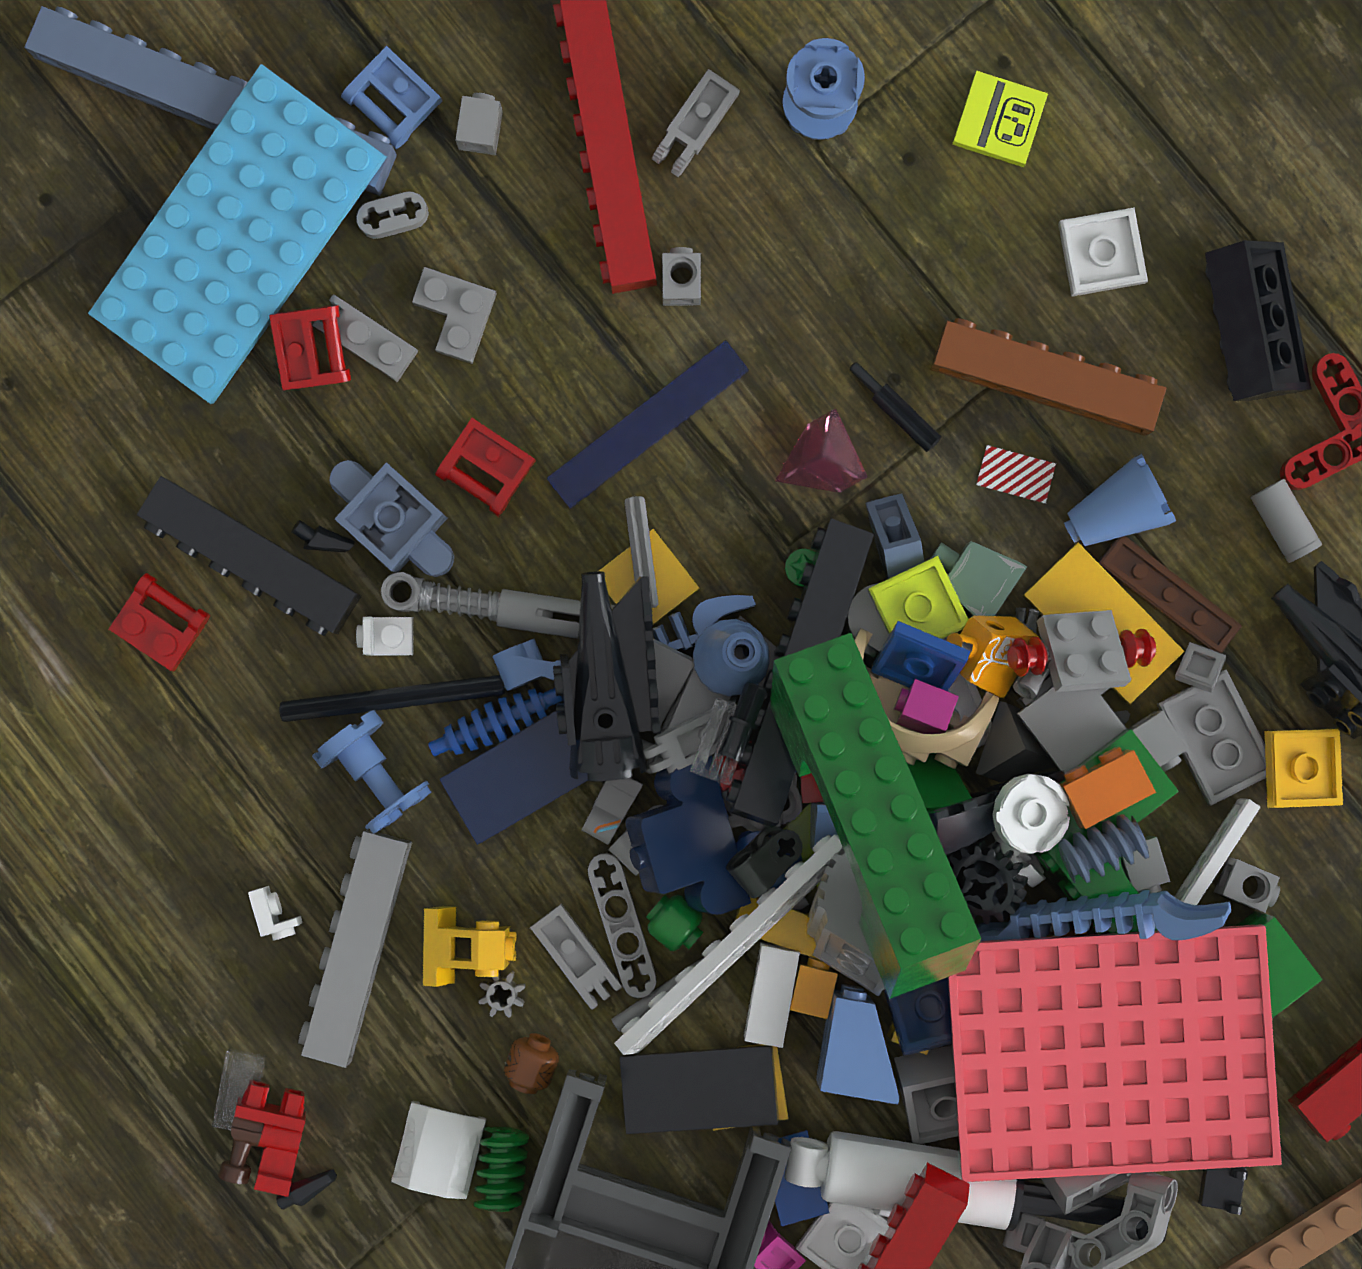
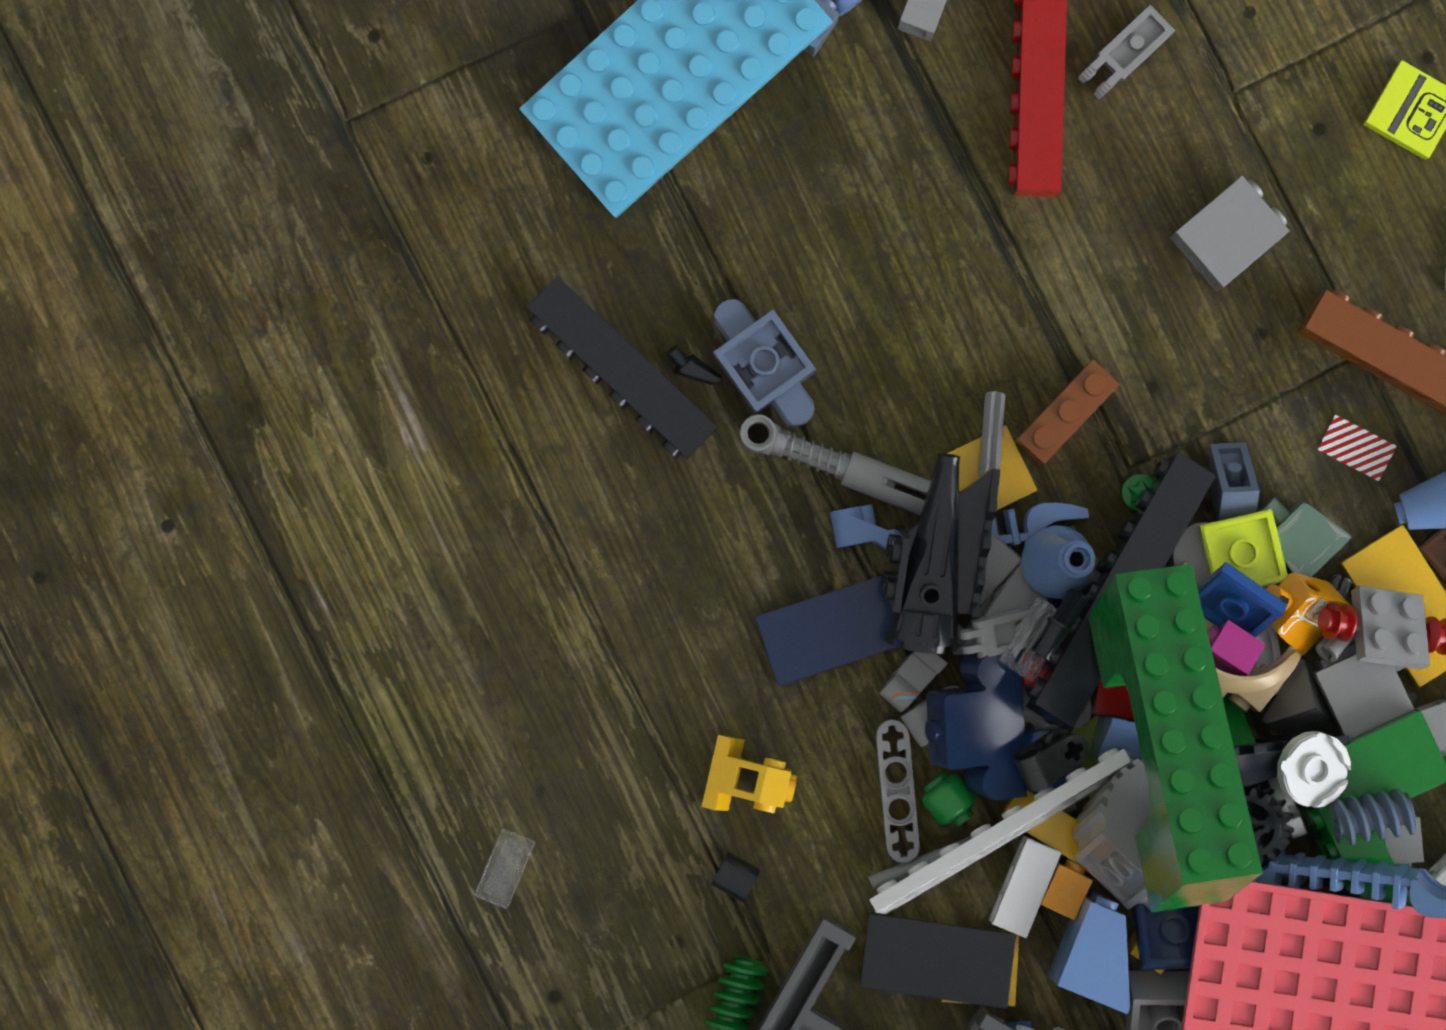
camera: 10 degrees right, 0 degrees up
(151, 632) = (514, 421): red plate -> none
(266, 908) = (568, 702): white bracket -> none
(271, 1128) = (531, 910): red hips -> none
(297, 347) = (708, 185): red plate -> none
(306, 1189) = (547, 974): black bar -> none
(355, 949) = (644, 758): light grey brick -> none
(363, 760) = (690, 583): medium blue piece -> none
(371, 341) = (774, 189): light grey hinge -> none
(385, 636) = (733, 472): white bracket -> none
(390, 206) = (824, 86): light grey beam -> none
(391, 698) = (726, 531): black axle -> none
(438, 1151) = (681, 965): white slope -> none
(453, 740) = (833, 571): blue piece -> none
(465, 307) = (872, 178): light grey plate -> none
(475, 1048) = (735, 877): none -> black brick
(491, 455) = (869, 324): red plate -> none
(497, 1004) = (781, 836): light grey gear -> none
(531, 1063) = (785, 902): dark orange head -> none
(575, 955) = (847, 808): light grey hinge -> none
(648, 424) = (1021, 326): clear blue tile -> none
(681, 294) = (1075, 209): light grey brick -> none
(710, 503) = (1066, 413): none -> dark orange brick
(823, 89) = (1257, 47): medium blue piece -> none
(823, 457) = (1180, 393): clear pink slope -> none
(839, 283) = (1230, 233): none -> light grey brick
(898, 410) = (1260, 364): black axle -> none
(1106, 787) = (1388, 759): orange brick -> none

